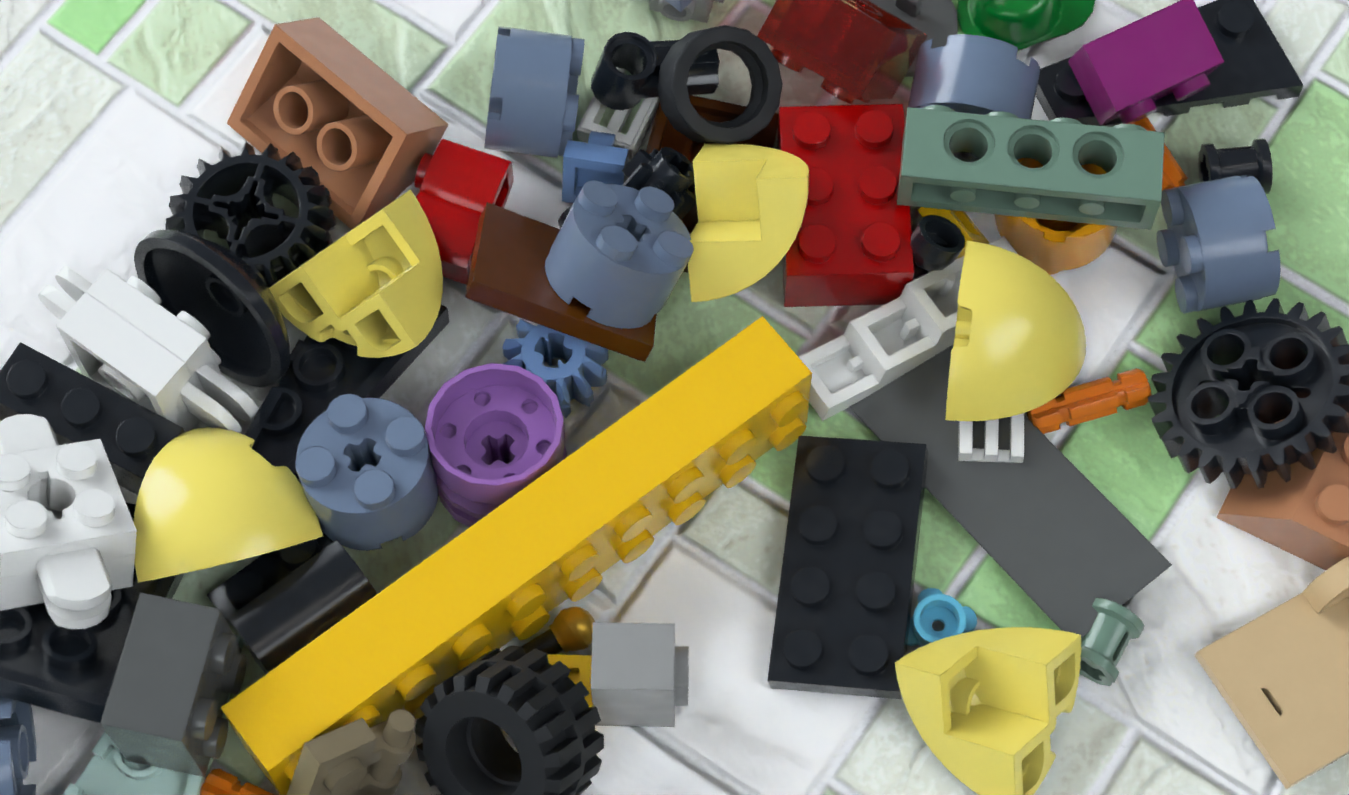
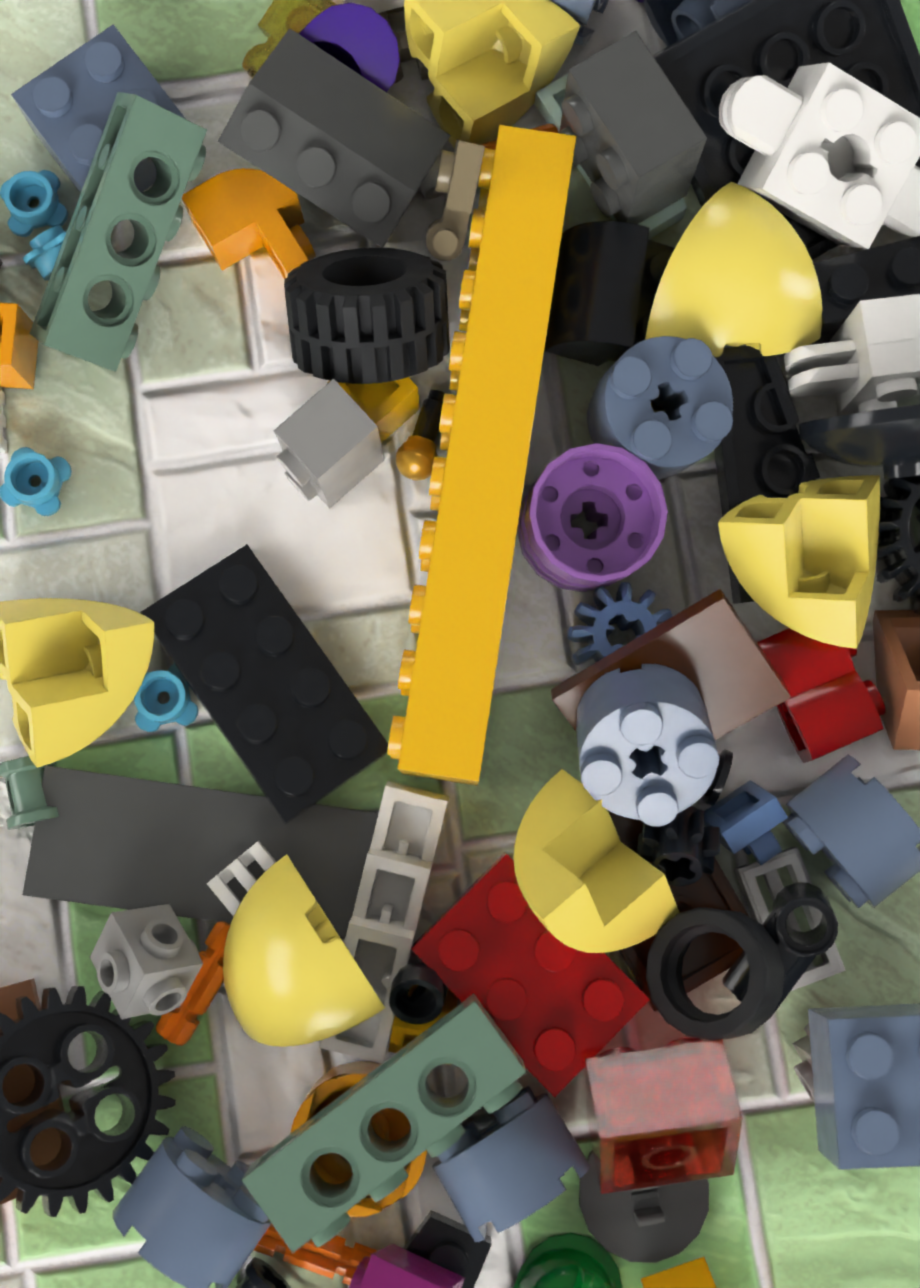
camera: 135 degrees right, 15 degrees up
(1115, 430) = (145, 961): none -> light grey brick

